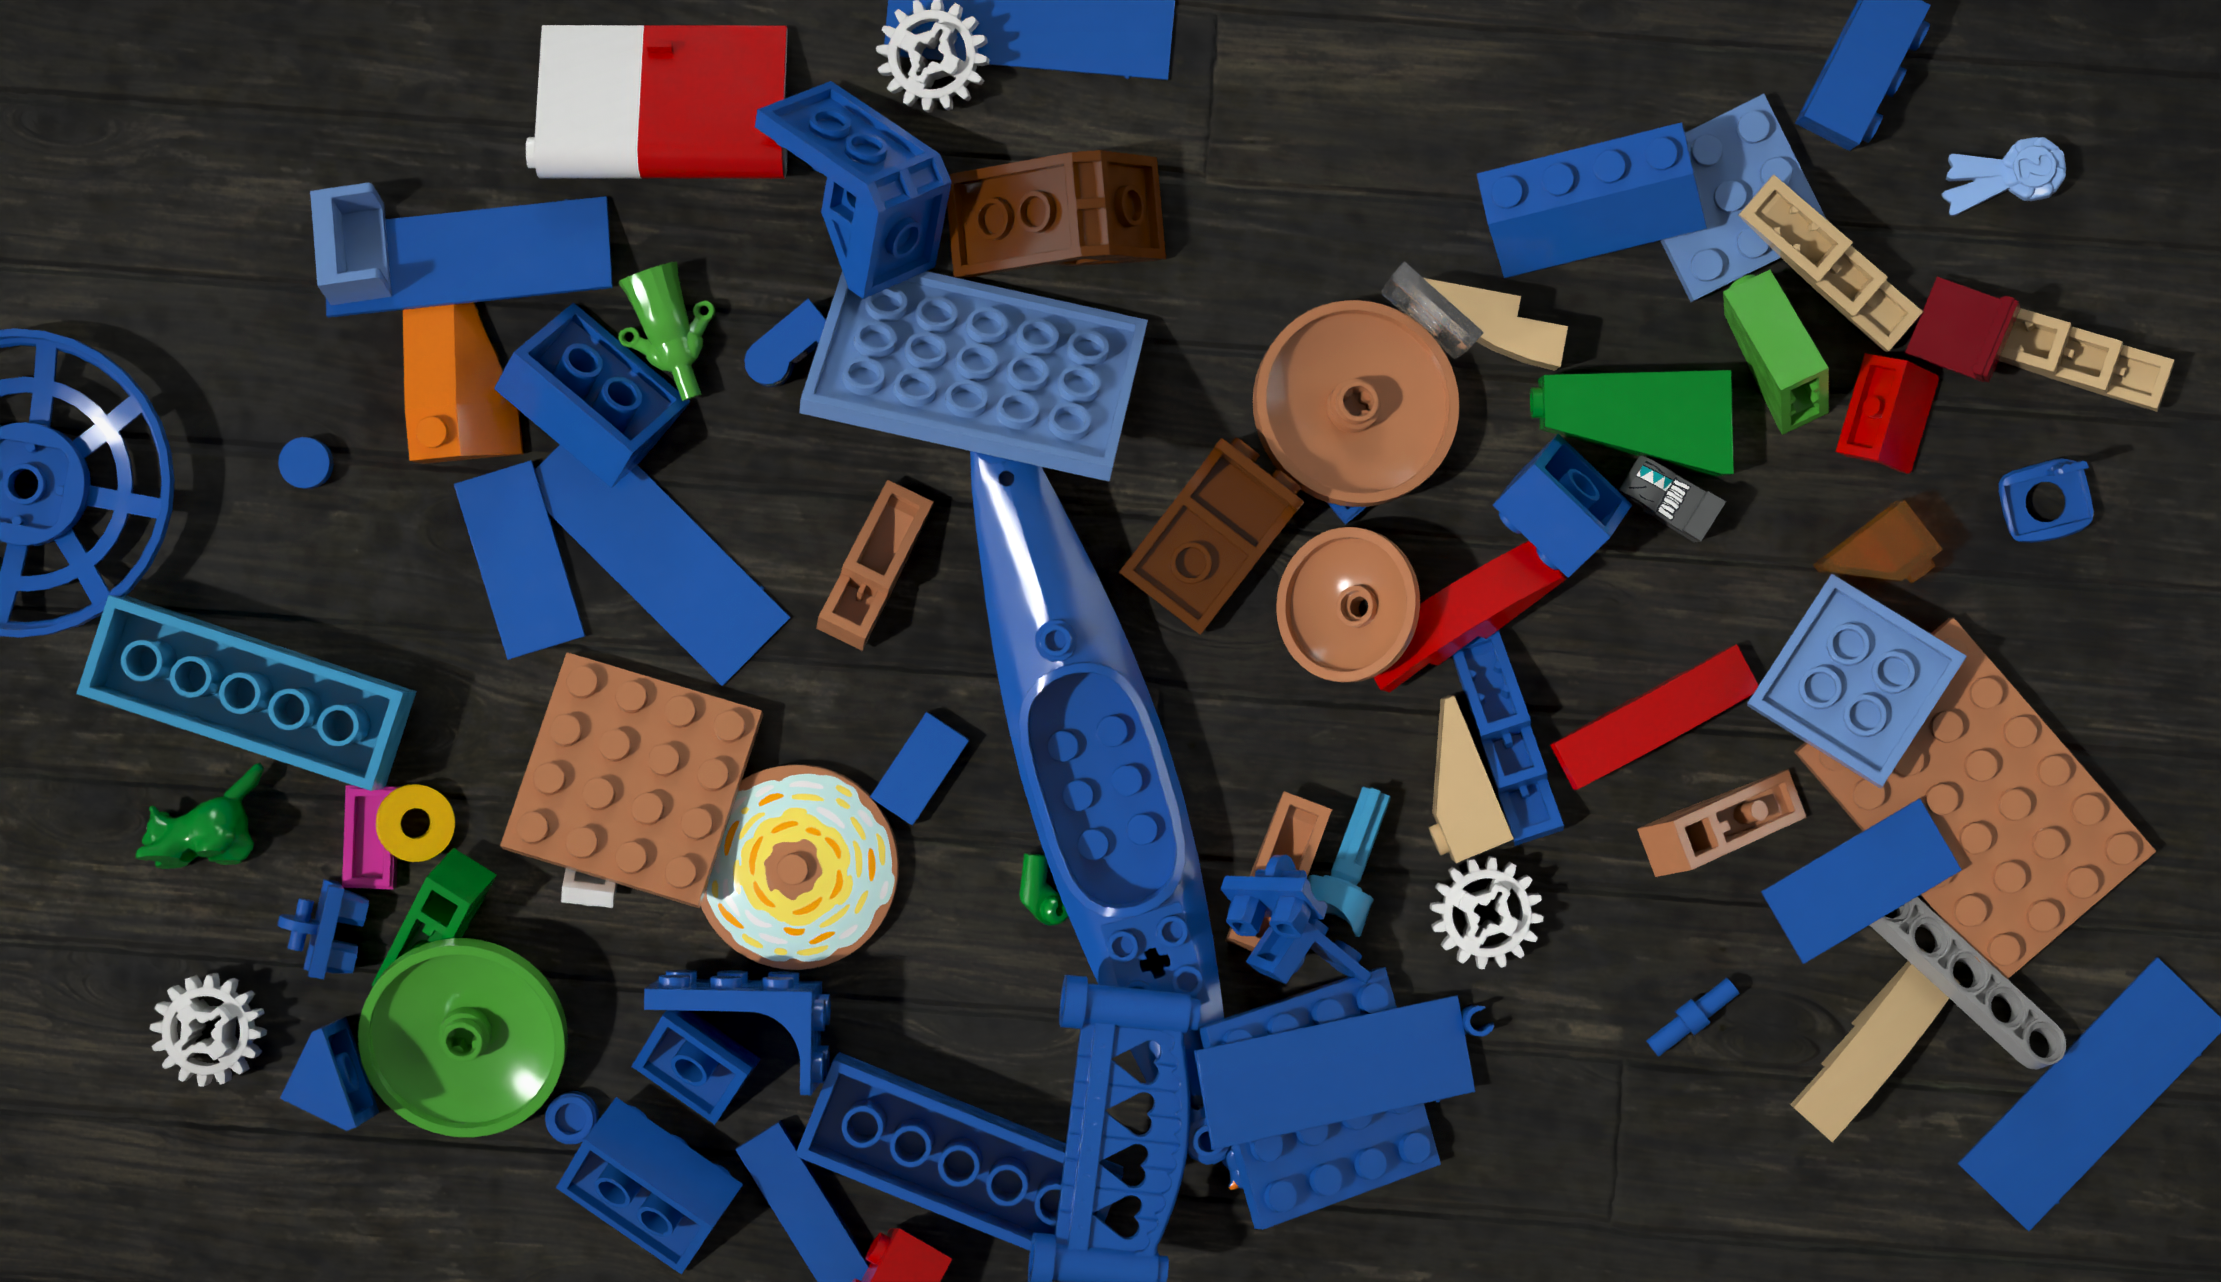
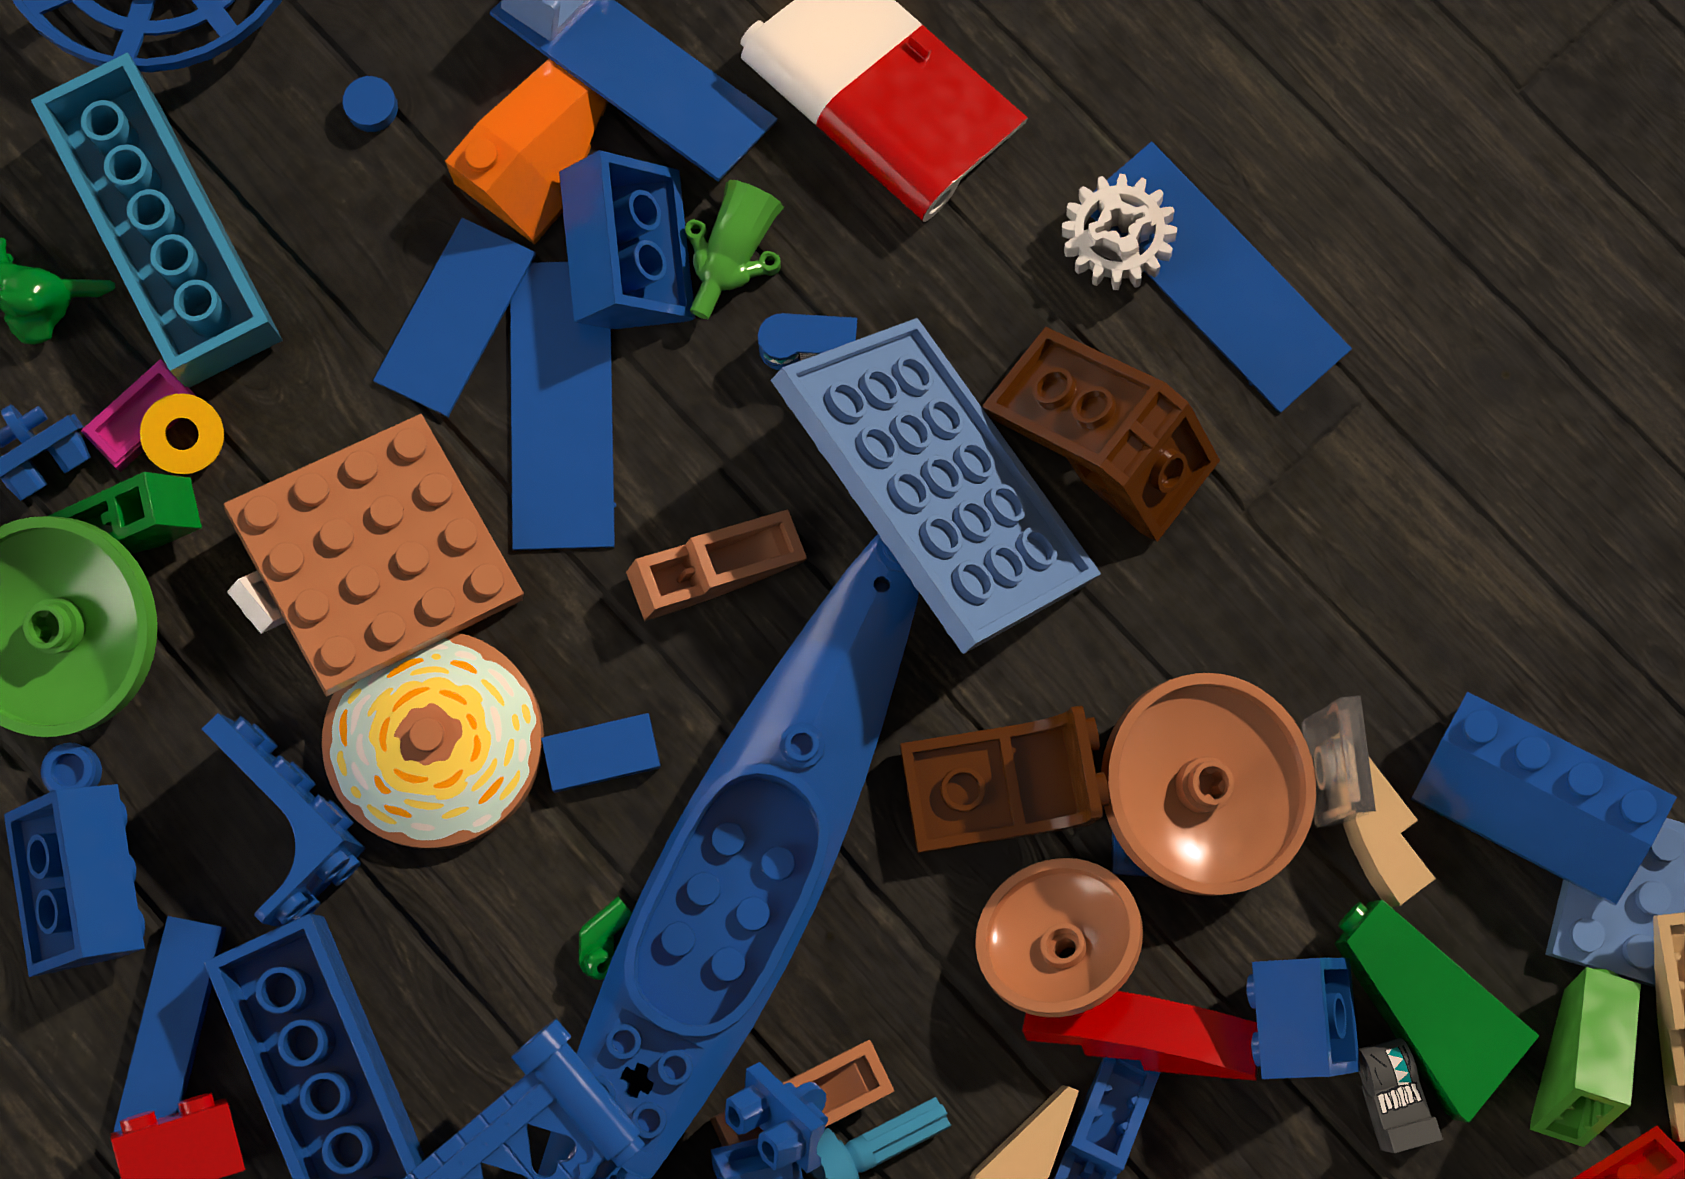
camera: 40 degrees right, 10 degrees down
(695, 1062) = (206, 817): blue slope -> none
(896, 179) = (986, 285): blue bracket -> none

